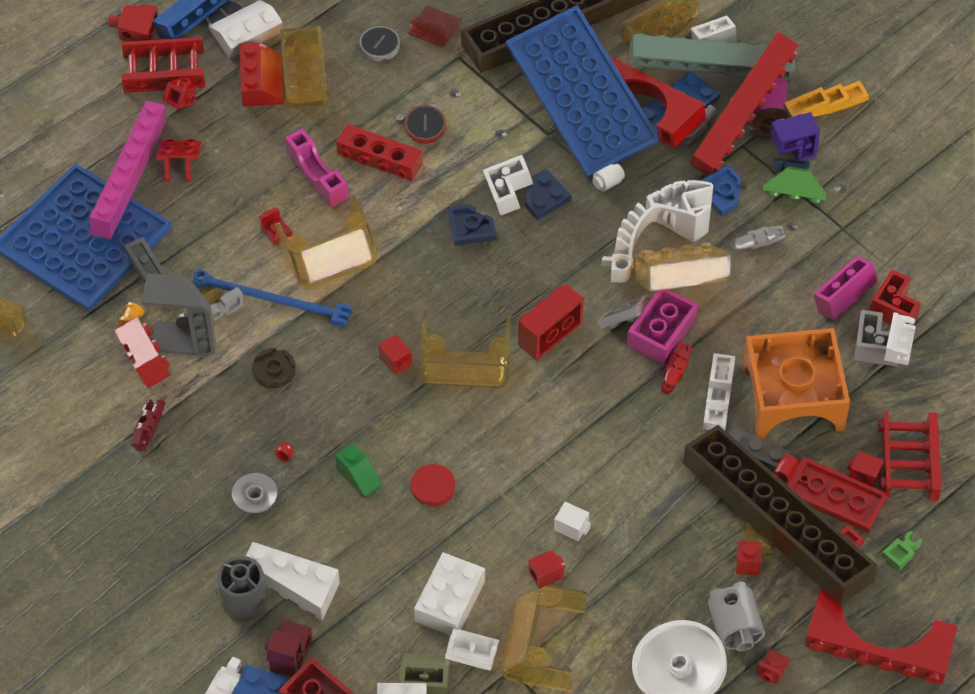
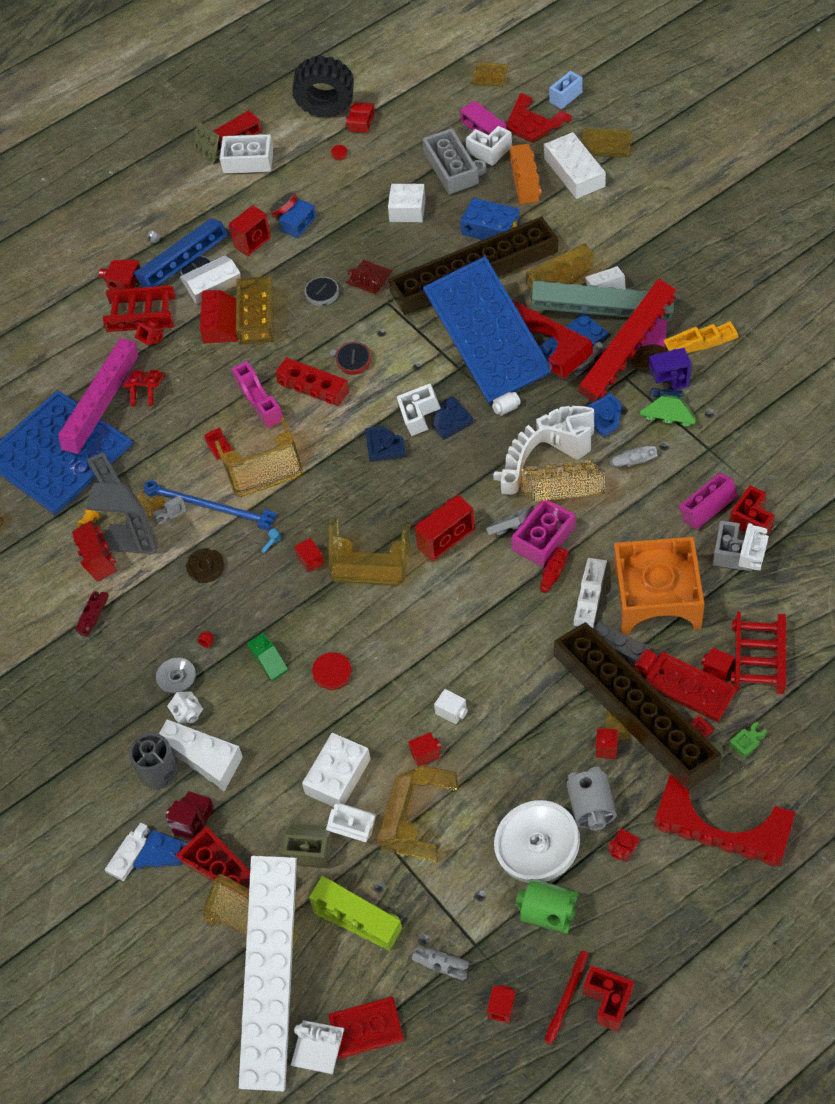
camera: 10 degrees right, 0 degrees up
(270, 528) = (185, 707): none -> white brick
(352, 335) = (275, 538): none -> dark azure hand

